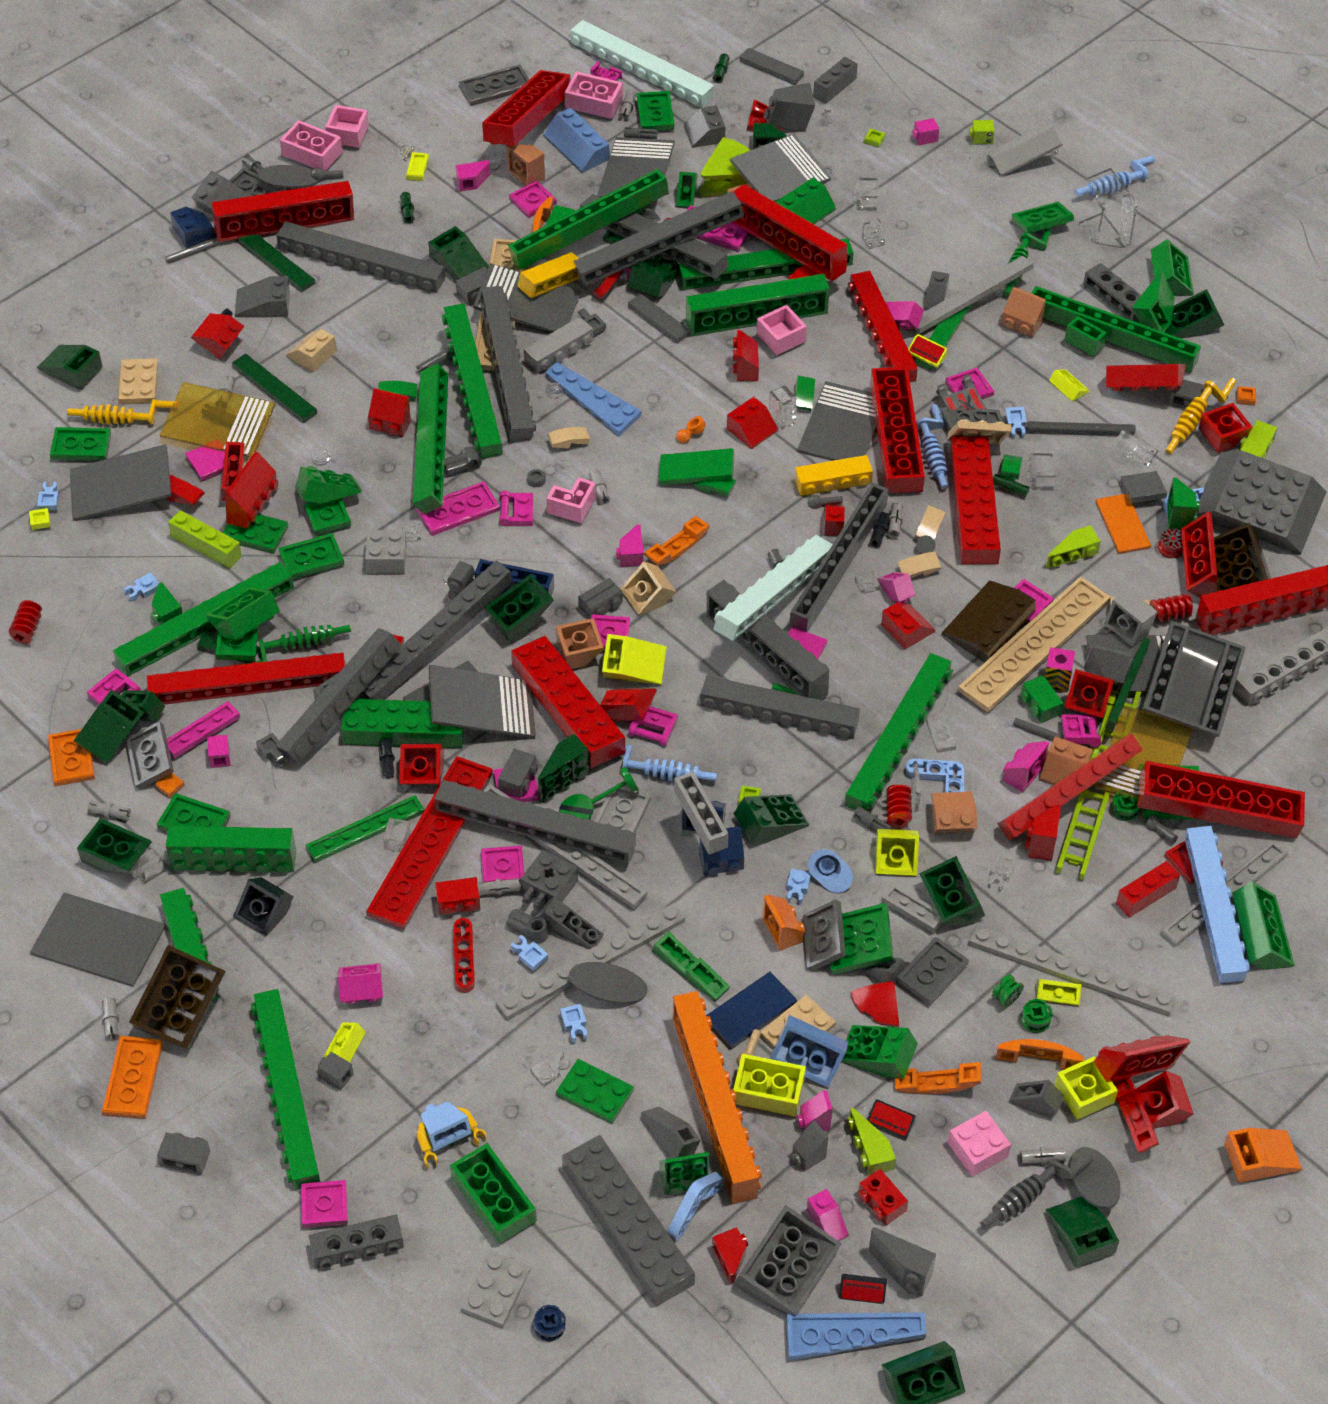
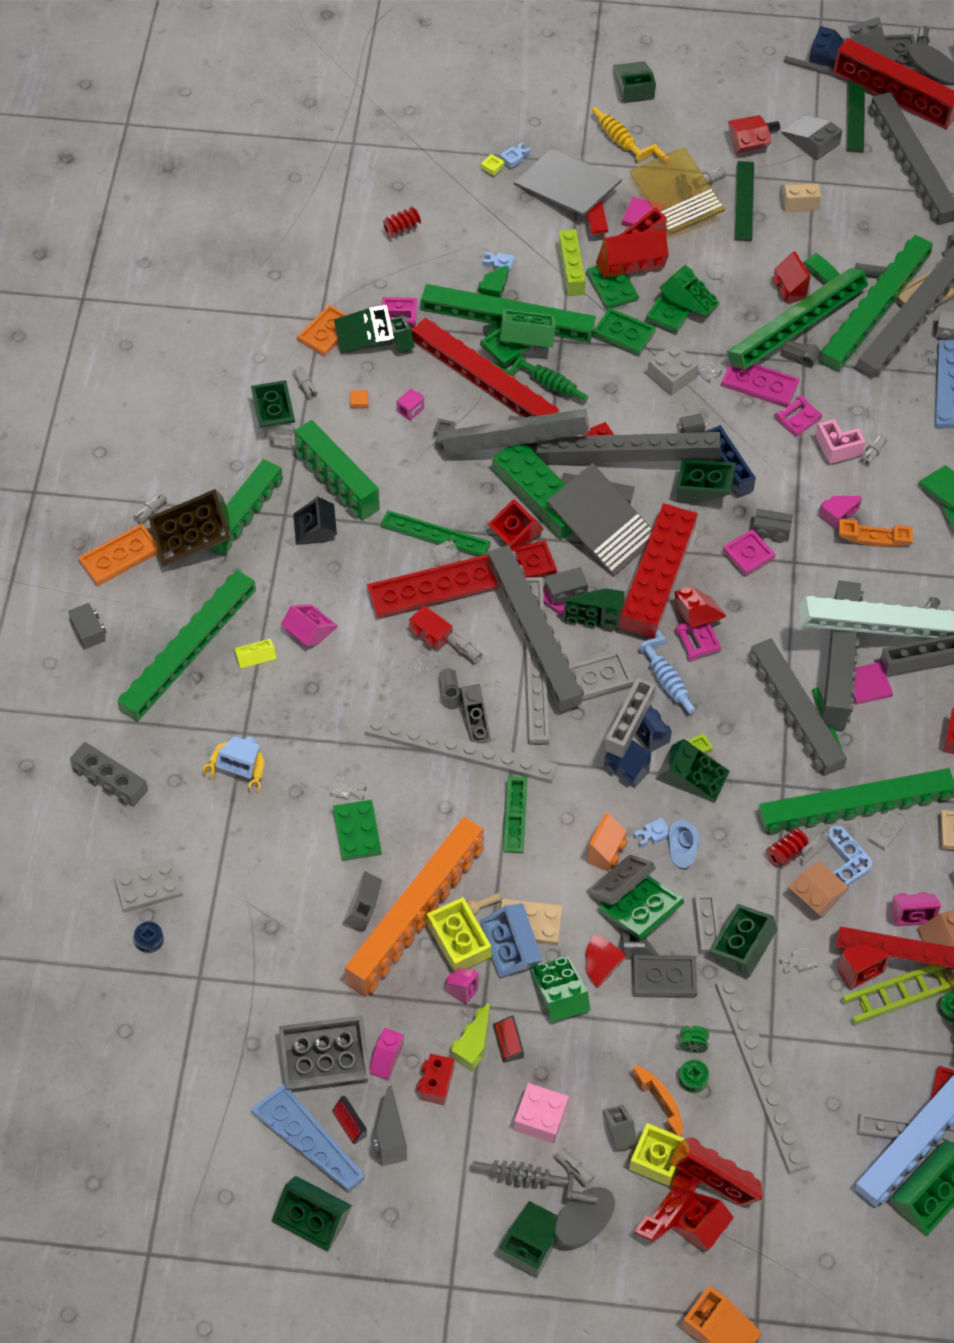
camera: 50 degrees right, 5 degrees up
(80, 443) = (576, 136): green plate -> none
(98, 939) = (204, 454): dark grey piece -> none
(138, 381) = (664, 125): tan plate -> none
(149, 755) = (367, 369): dark grey plate -> none
(191, 812) = (345, 431): green plate -> none
(202, 728) = (418, 381): dark pink plate -> none
(324, 1204) = (121, 734): dark pink plate -> none
(335, 1070) = (226, 662): dark grey brick -> none
(386, 758) = (503, 501): black axle -> none
(461, 955) = (387, 666): red beam -> none
(493, 1193) = (214, 826): green brick -> none
(502, 863) = (487, 636): dark pink tile -> none
(531, 954) = (428, 707): light blue plate -> none
(536, 478) = (839, 407): dark grey tile -> none
(547, 879) = (497, 672): dark grey hinge -> none
(564, 437) = (893, 395): tan slope -> none
(574, 1020) = (400, 773): light blue plate -> none
(579, 642) = (715, 538): nougat slope -> none
(582, 806) = (580, 644): green piece -> none
(608, 982) = (448, 771): dark grey shield -> none
(628, 1220) = (268, 926): dark grey brick -> none
(633, 660) = (737, 583): neon yellow slope -> none
(647, 588) = (814, 546): tan slope -> none
(681, 1172) = (336, 932): green slope -> none
(698, 1191) = (314, 951): light blue beam -> none
(730, 1251) = (303, 1009): red slope -> none
(751, 1009) = (516, 879): dark blue tile -> none
(810, 1147) = (431, 1000): dark grey slope -> none
(870, 819) = (758, 841): dark grey axle -> none
(897, 852) = (746, 876): neon yellow slope -> none
(940, 1081) = (571, 1047): orange slope -> none
(1059, 992) = (733, 1077): neon yellow slope -> none
(1148, 889) = (887, 1075): red brick -> none

